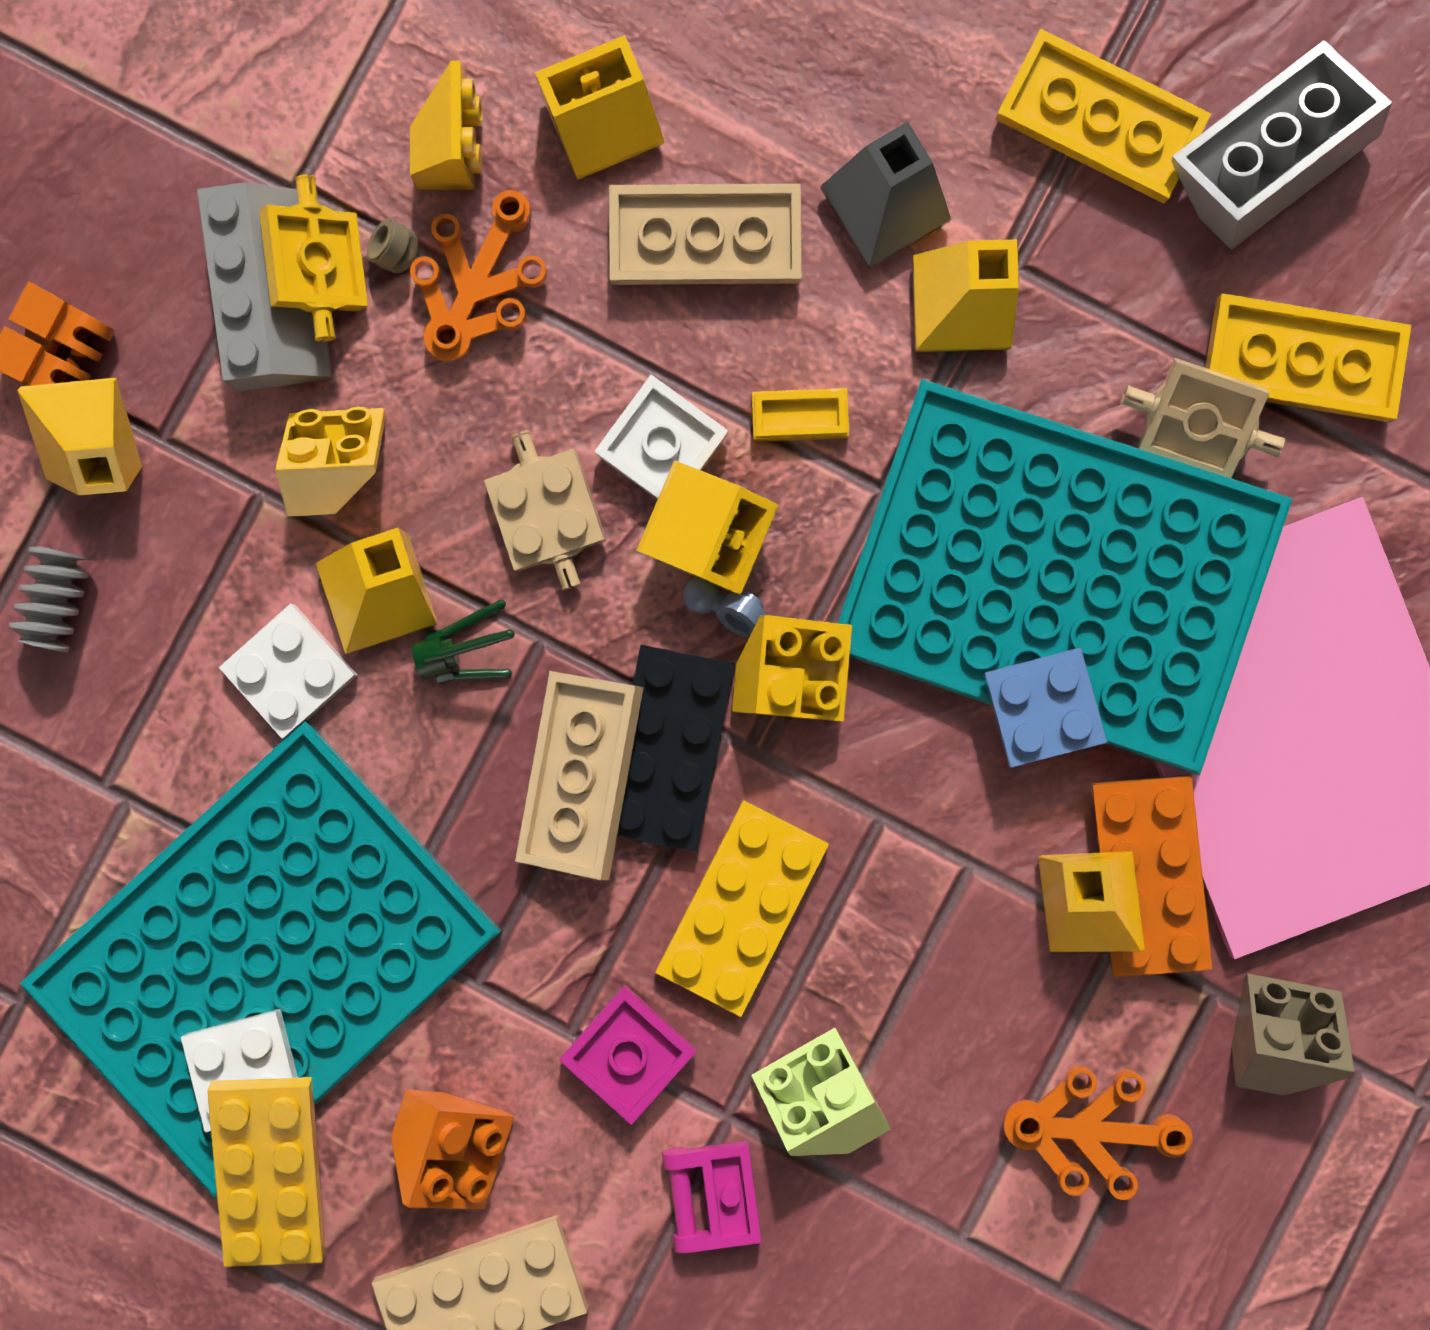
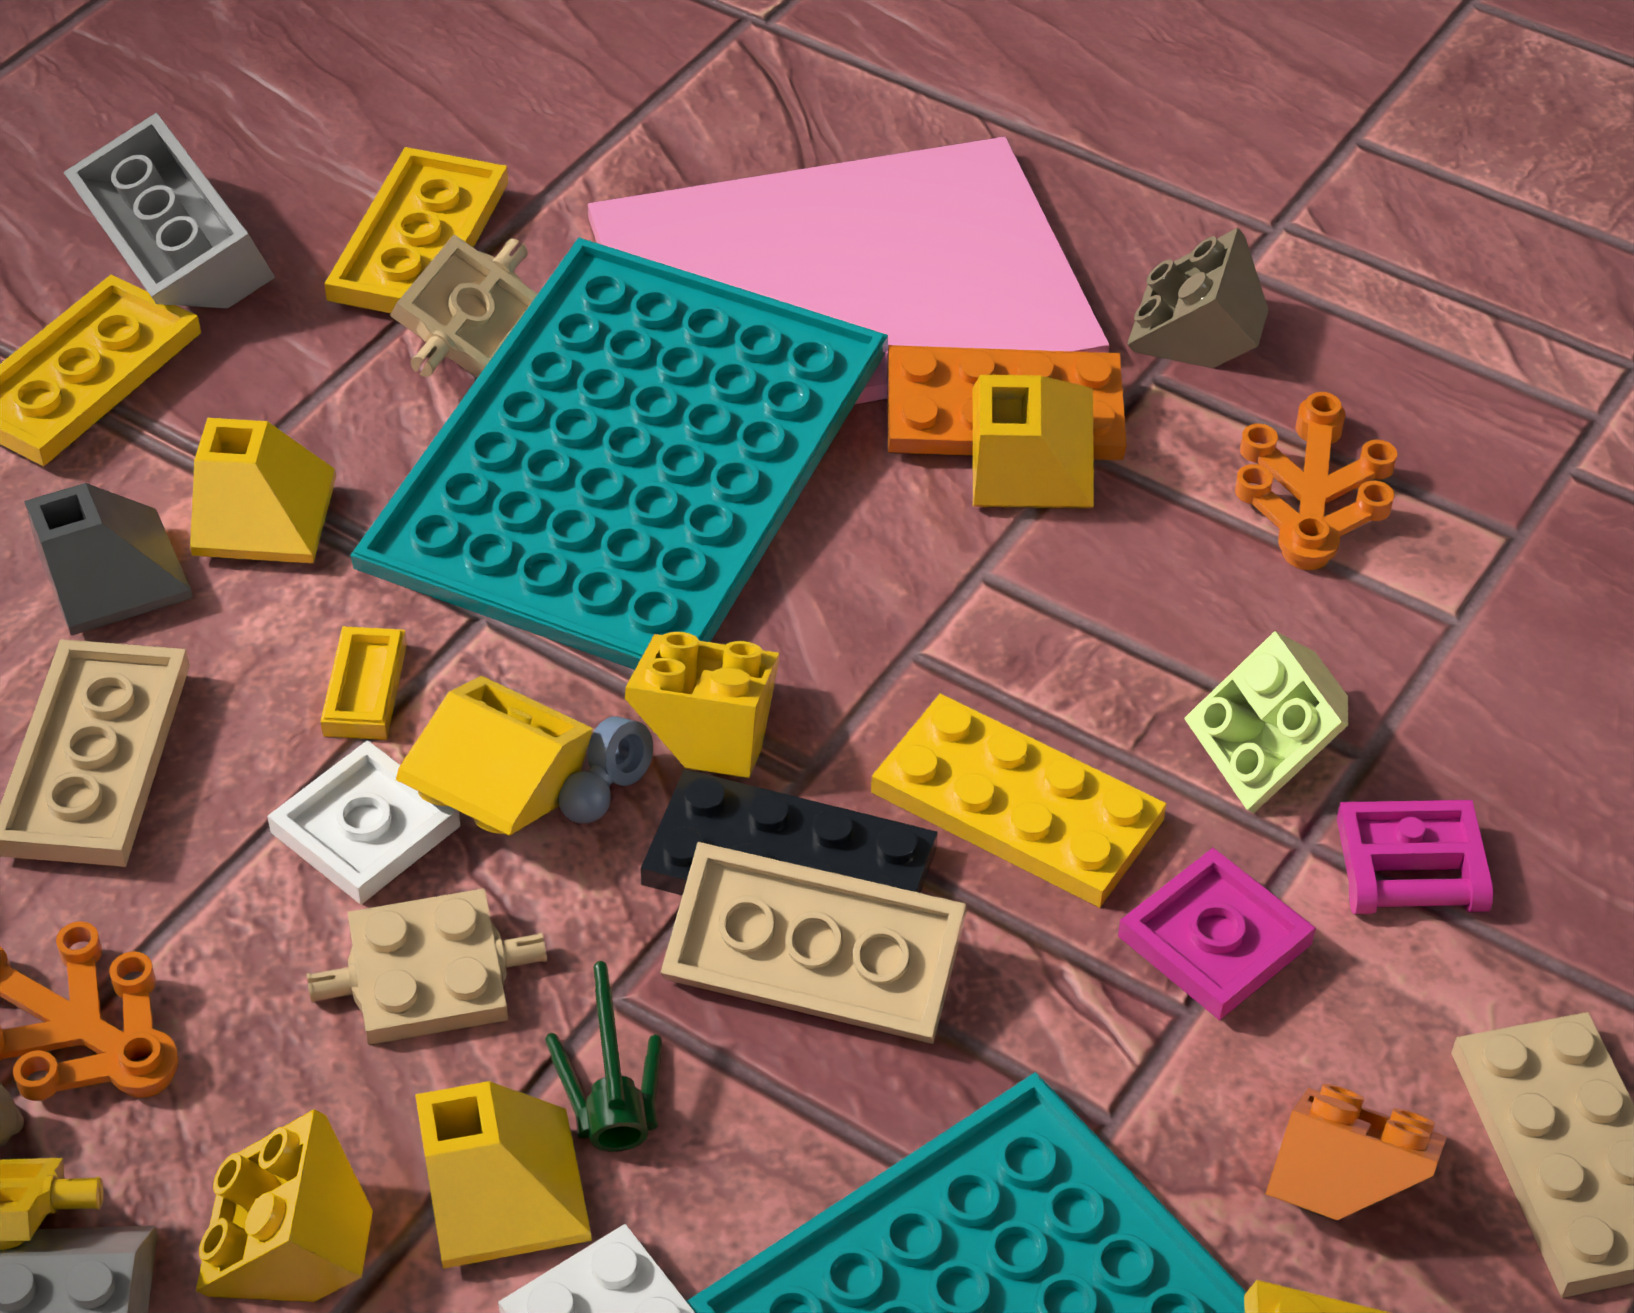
camera: 85 degrees left, 40 degrees down
(1045, 707) = (789, 458): medium blue plate -> none

